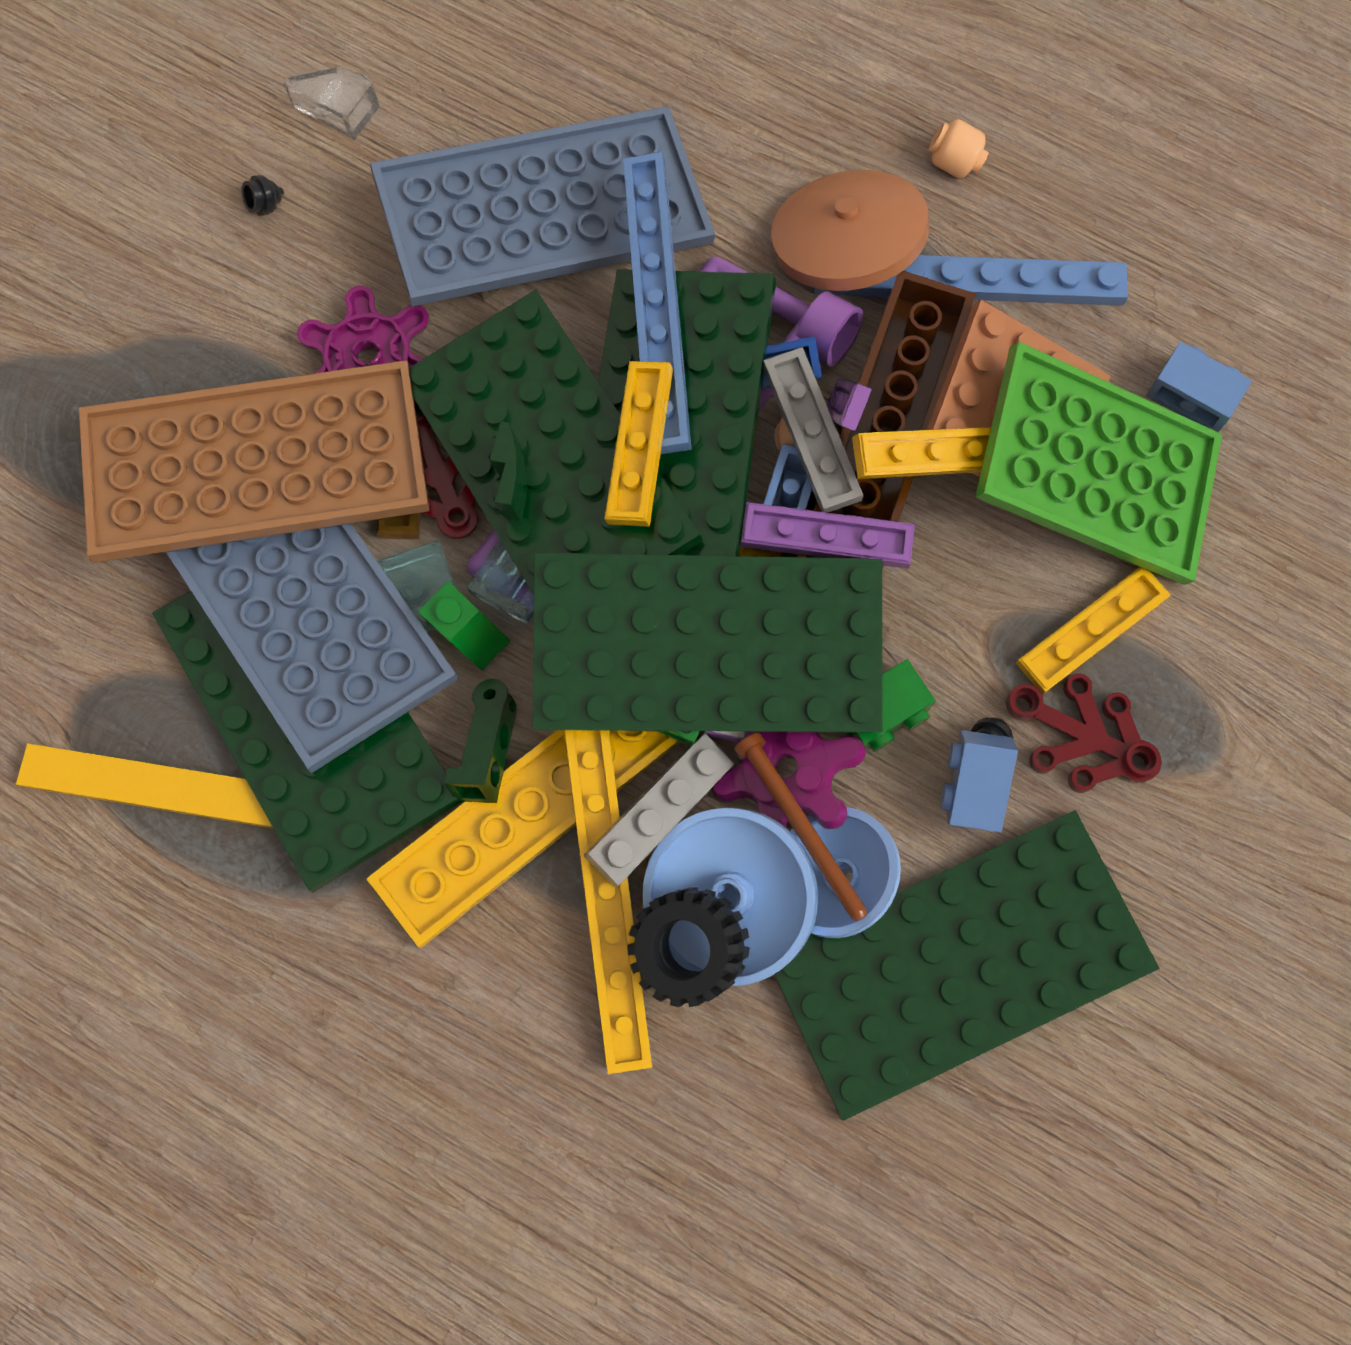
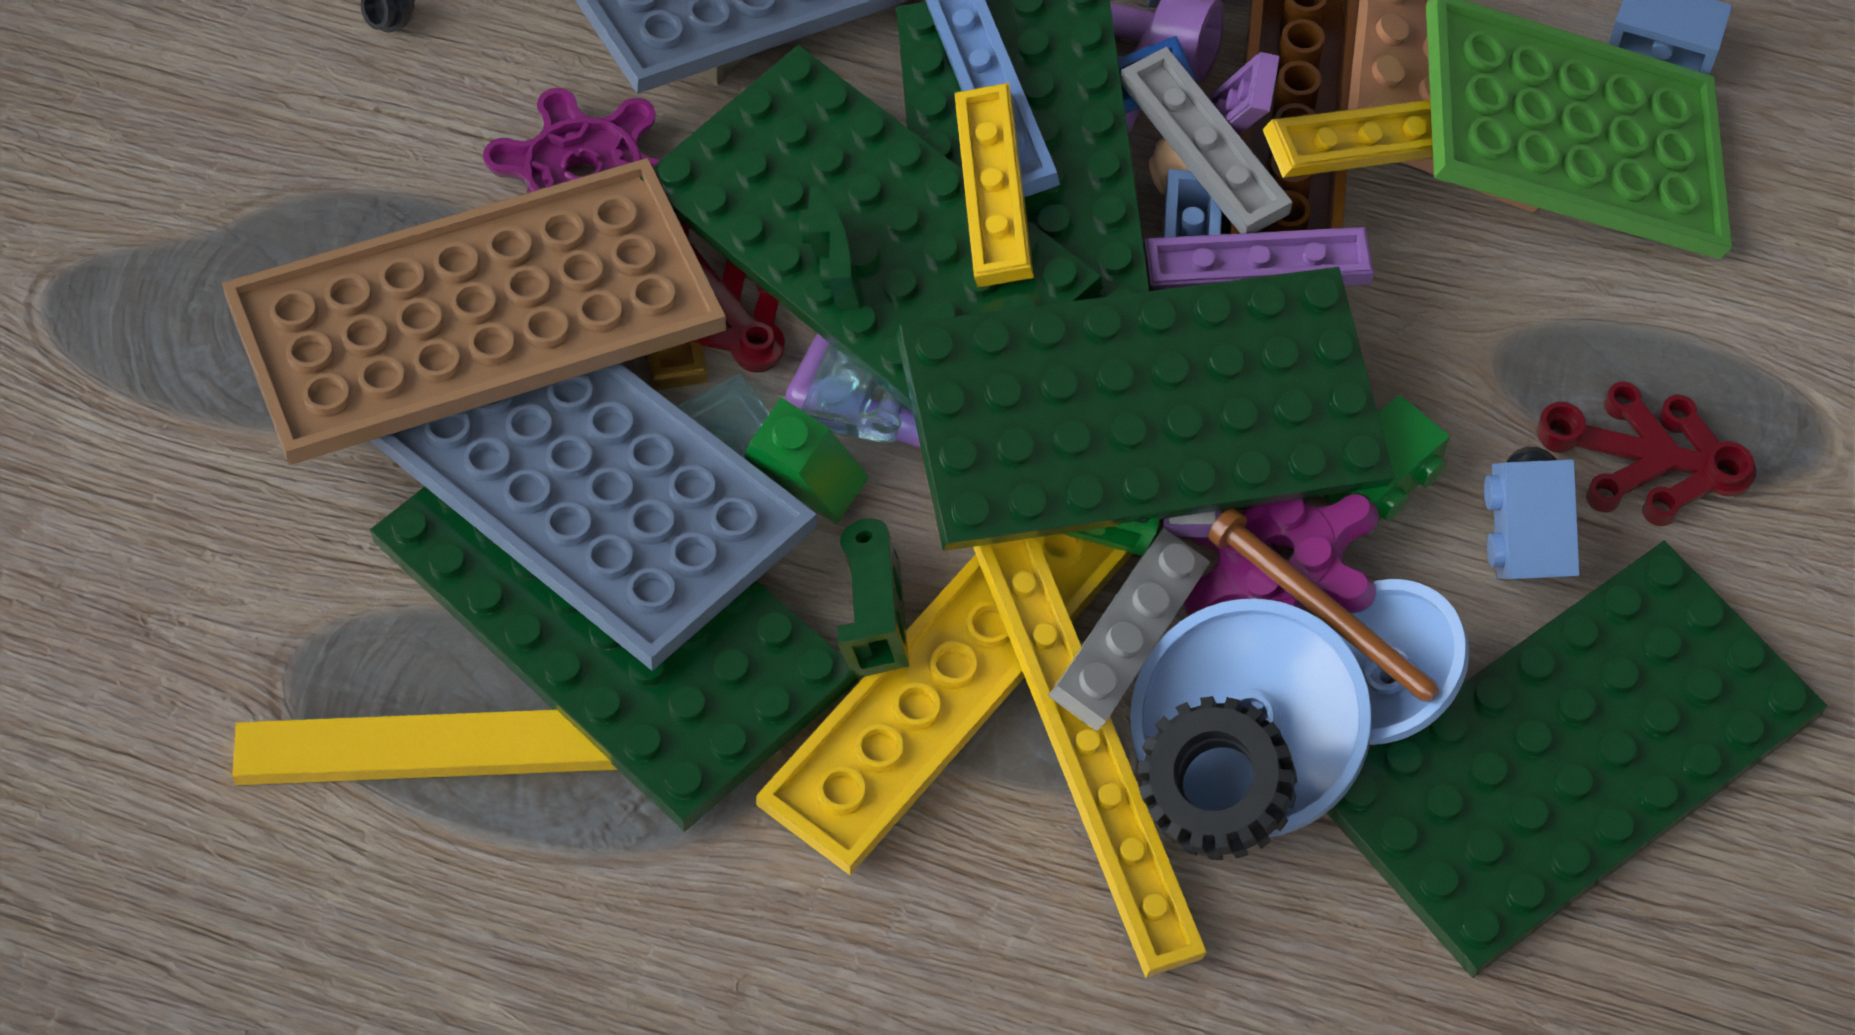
camera: 15 degrees left, 15 degrees down
(1092, 629) = (1621, 329): yellow tile -> none

